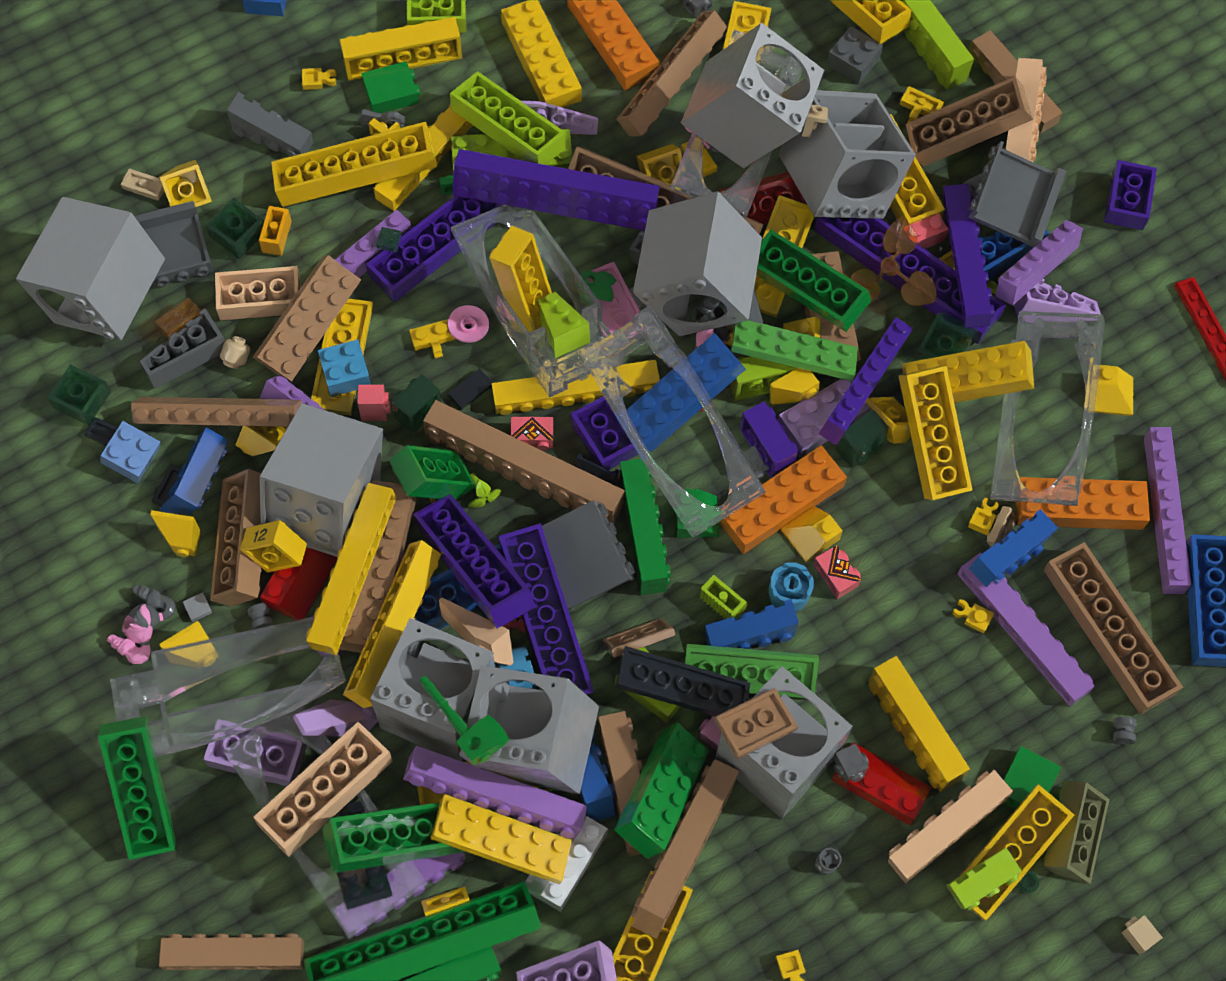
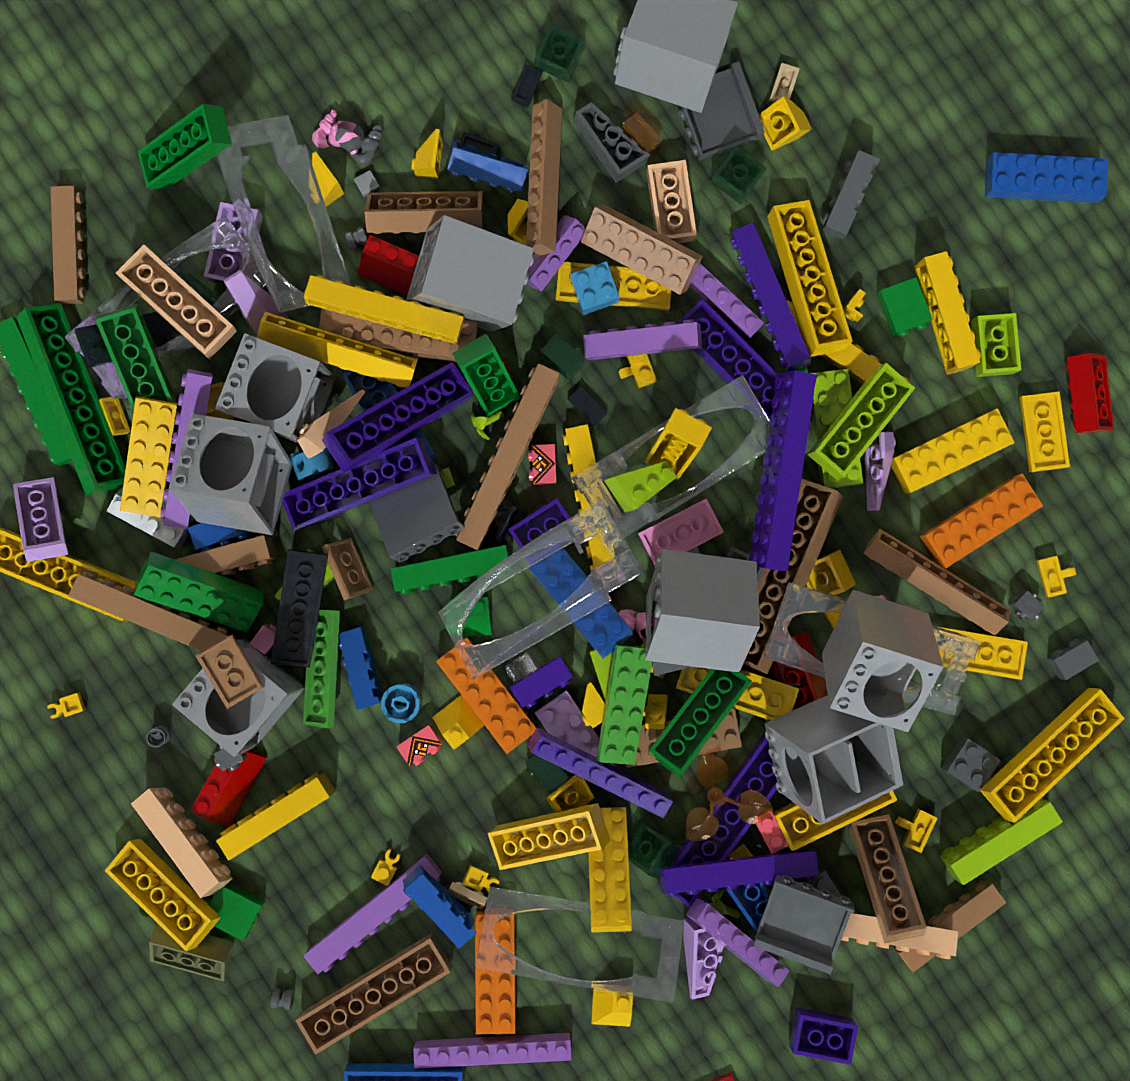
camera: 90 degrees right, 20 degrees up
(130, 452) = (505, 105): medium blue brick -> none
(235, 352) = (609, 188): tan head -> none
(273, 546) = (408, 240): yellow brick -> none
(275, 230) = (737, 211): light orange brick -> none
(314, 78) = (912, 233): yellow plate -> none
(370, 201) = (771, 298): none -> dark purple brick
(373, 402) = (562, 317): coral brick -> none
(388, 118) = (867, 307): dark grey piece -> none
(388, 239) = (728, 317): clear green plate -> none
(406, 322) = (642, 341): none -> medium lavender brick
(468, 316) = (661, 399): bright pink dish -> none
(476, 742) = (197, 429): green piece -> none
(601, 284) = (691, 519): green plate -> none
(722, 598) = (387, 642): lime brick -> none
(816, 114) = (855, 725): tan bracket -> none
(984, 879) = (128, 868): lime wedge -> none
(1141, 934) = (104, 1003): tan brick -> none

